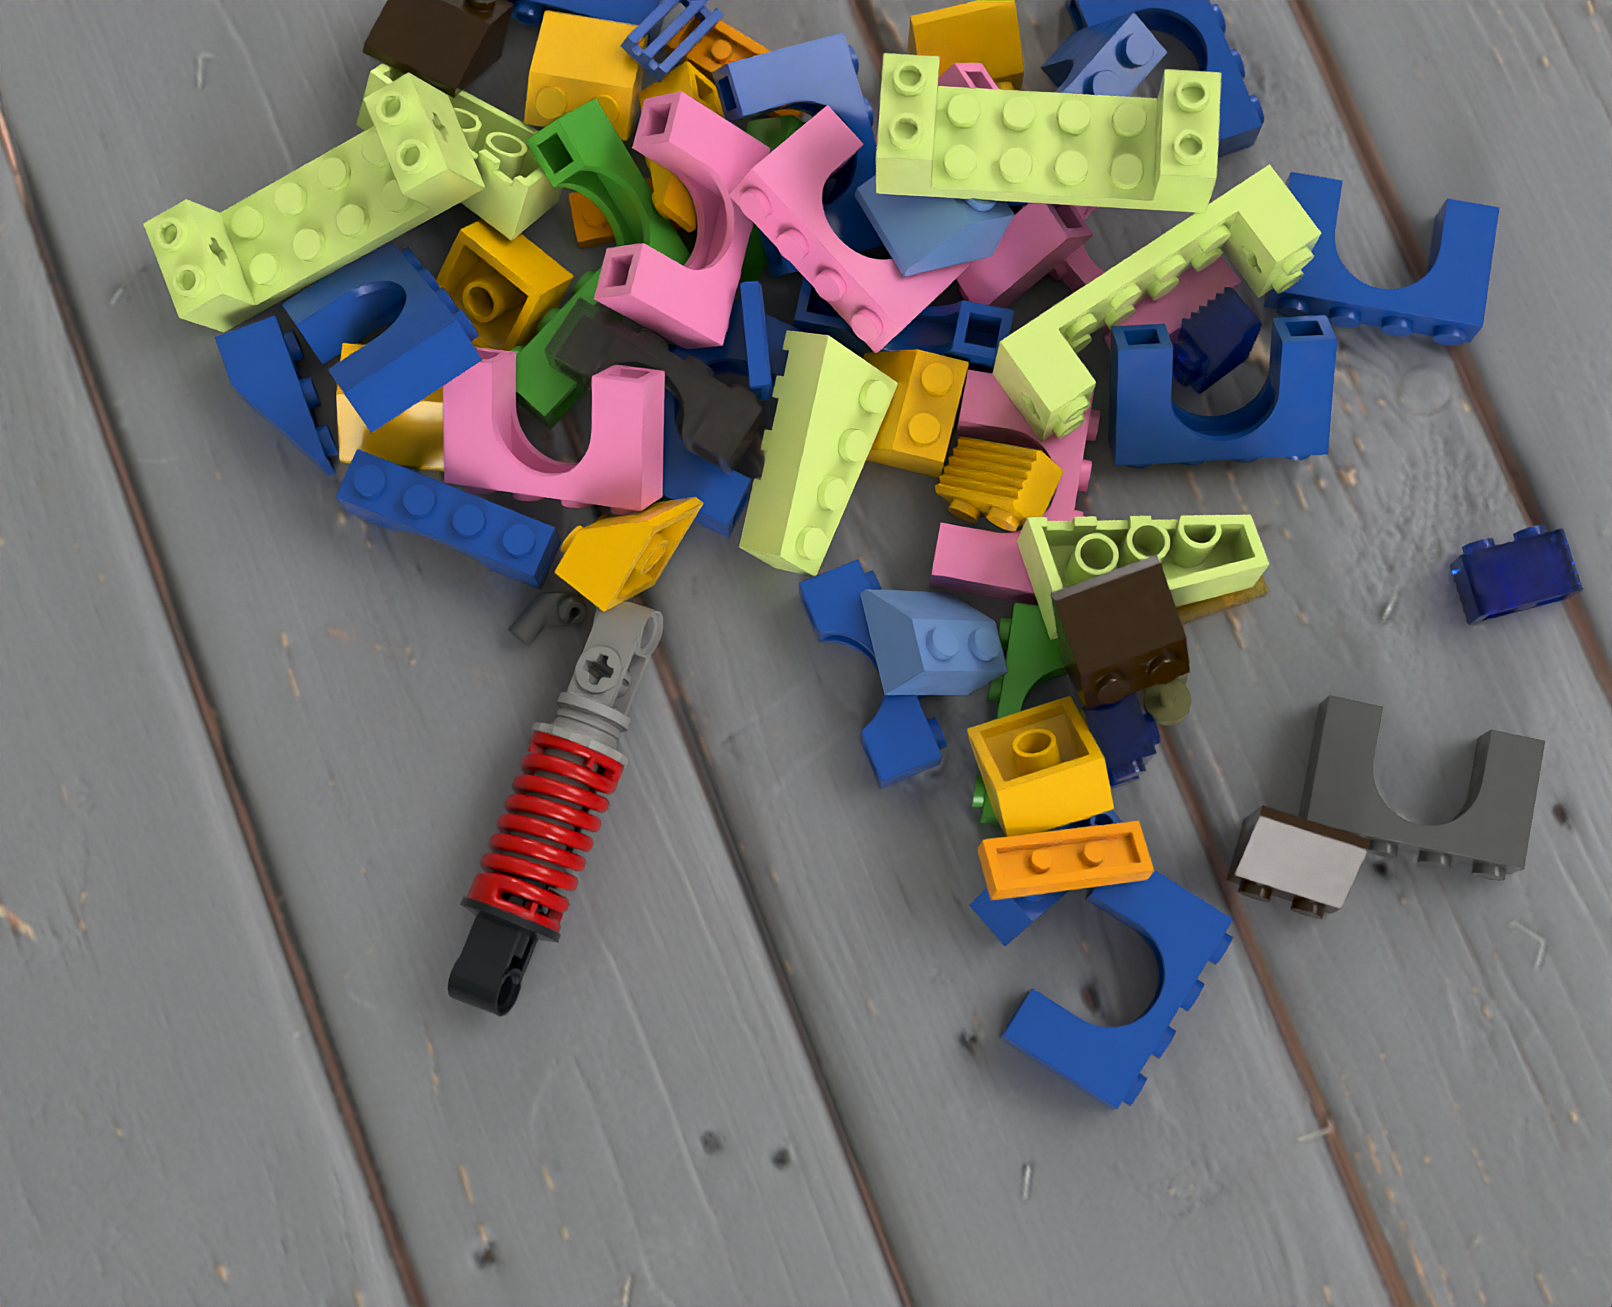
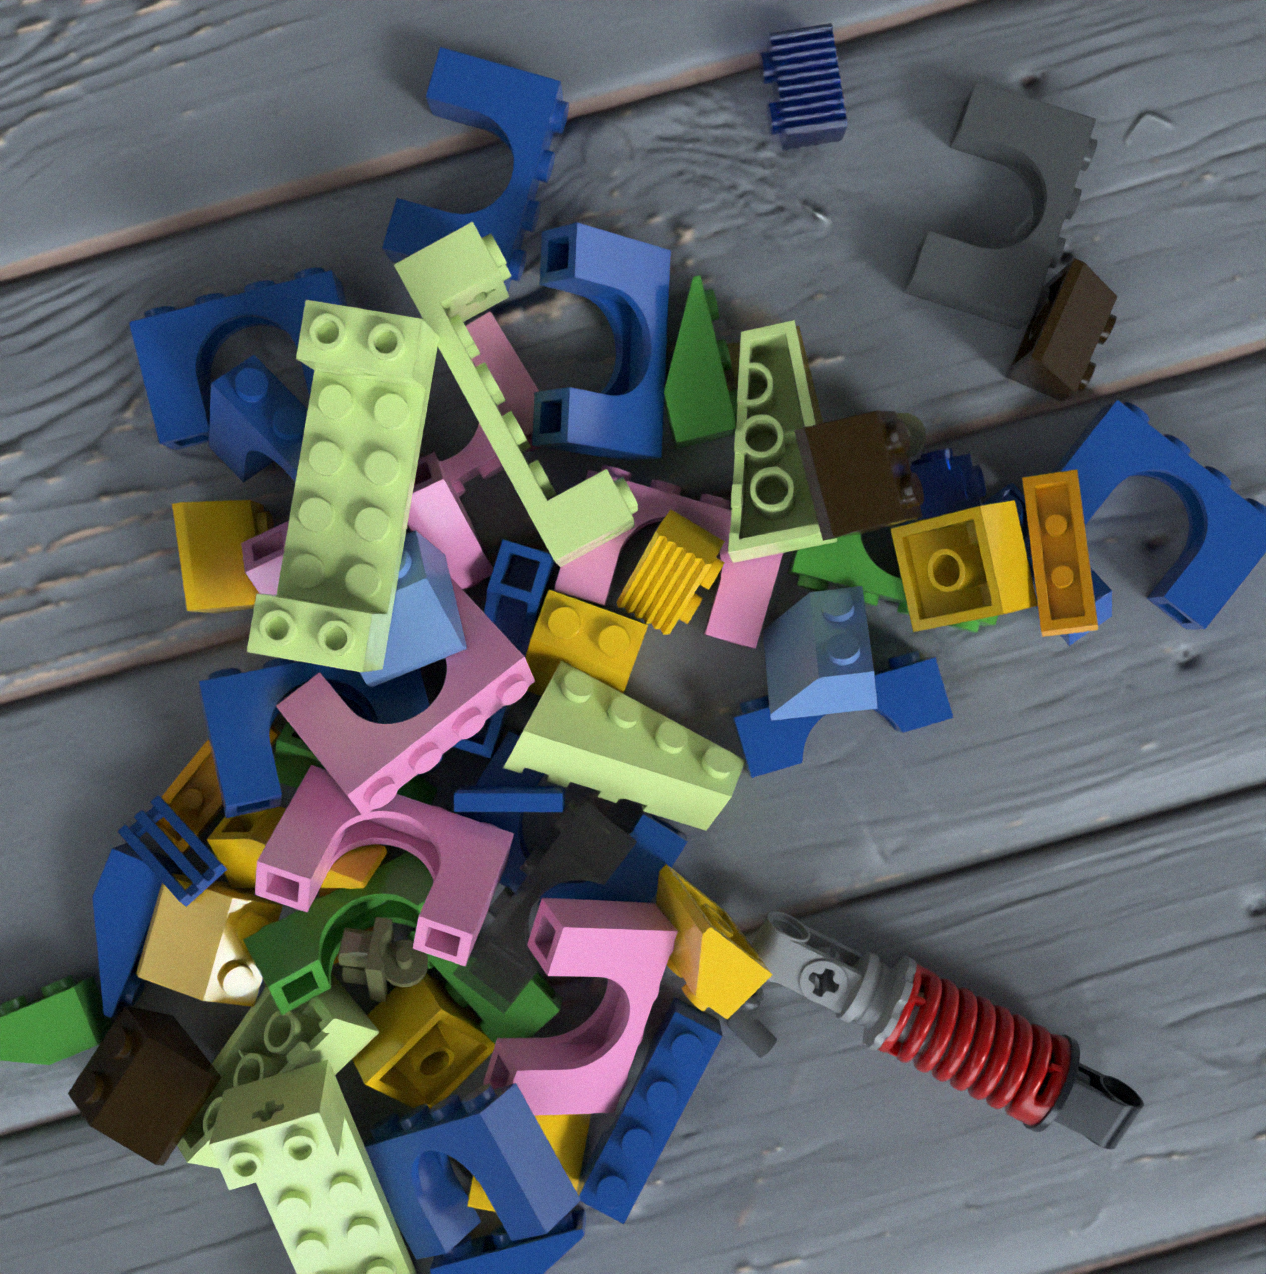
camera: 85 degrees left, 10 degrees up
(582, 233) = (375, 957): none -> olive hips
(1209, 489) = (696, 386): none -> bright green slope
(1214, 340) = (549, 345): clear blue brick -> none

